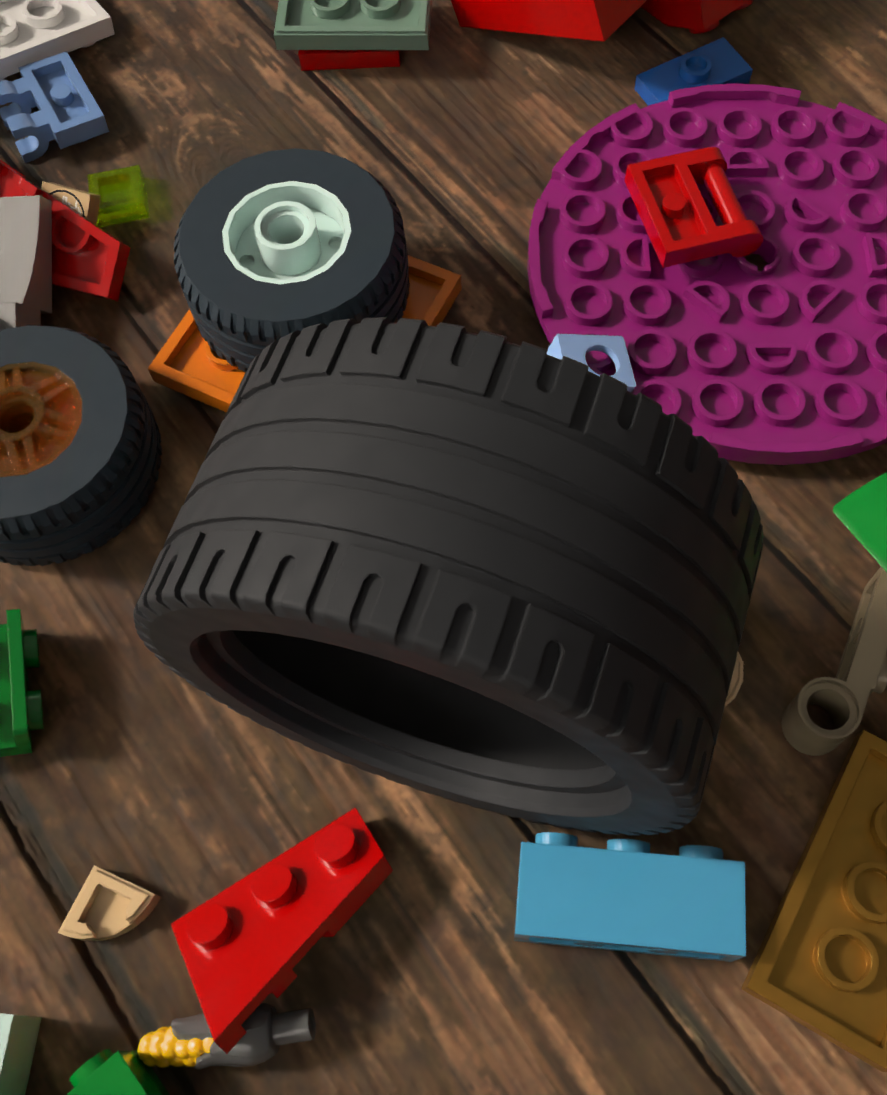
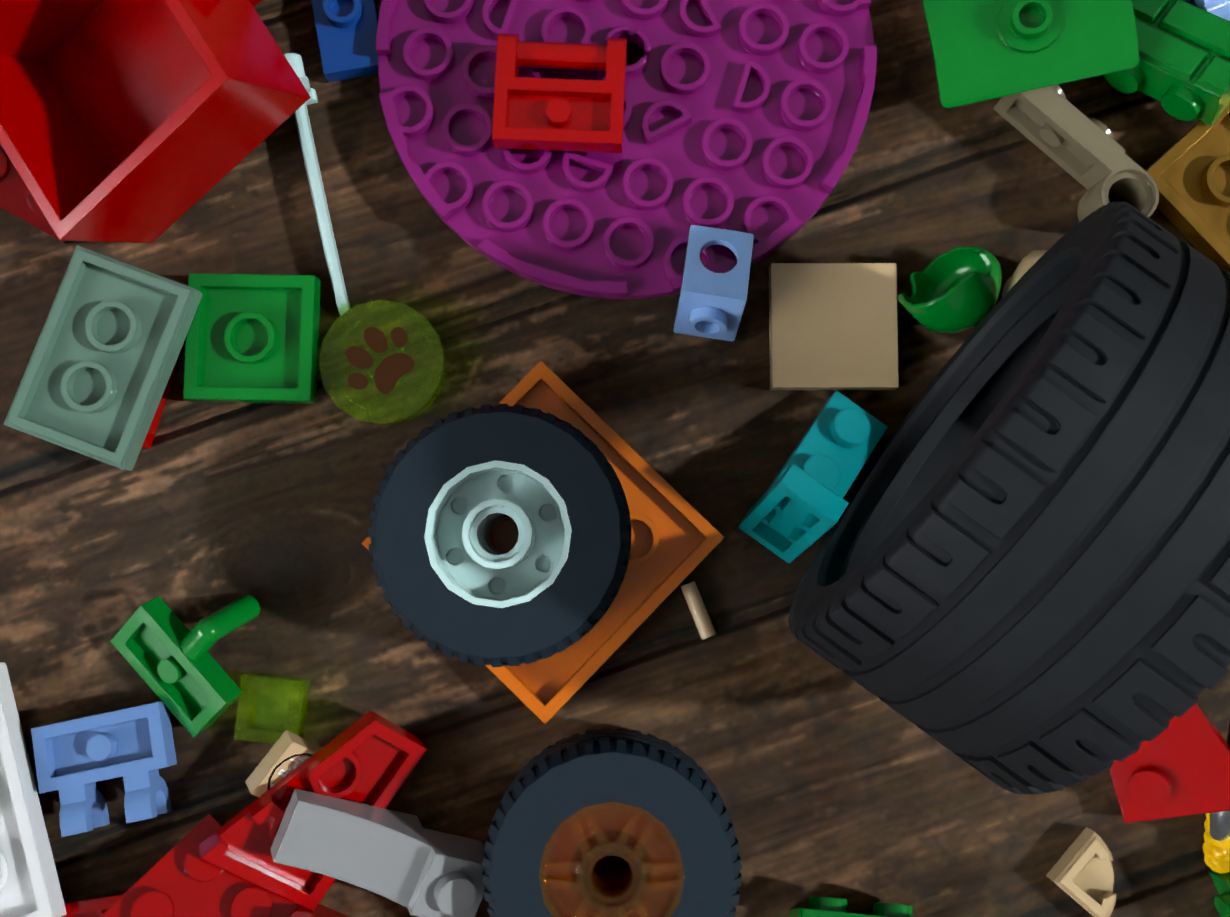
camera: 75 degrees left, 20 degrees up
(142, 113) = (178, 660): none -> green plate
(407, 95) = (253, 339): none -> green plate
(427, 179) = (382, 362): none -> clear neon green tile
(611, 69) = (317, 188): none -> light aqua sword

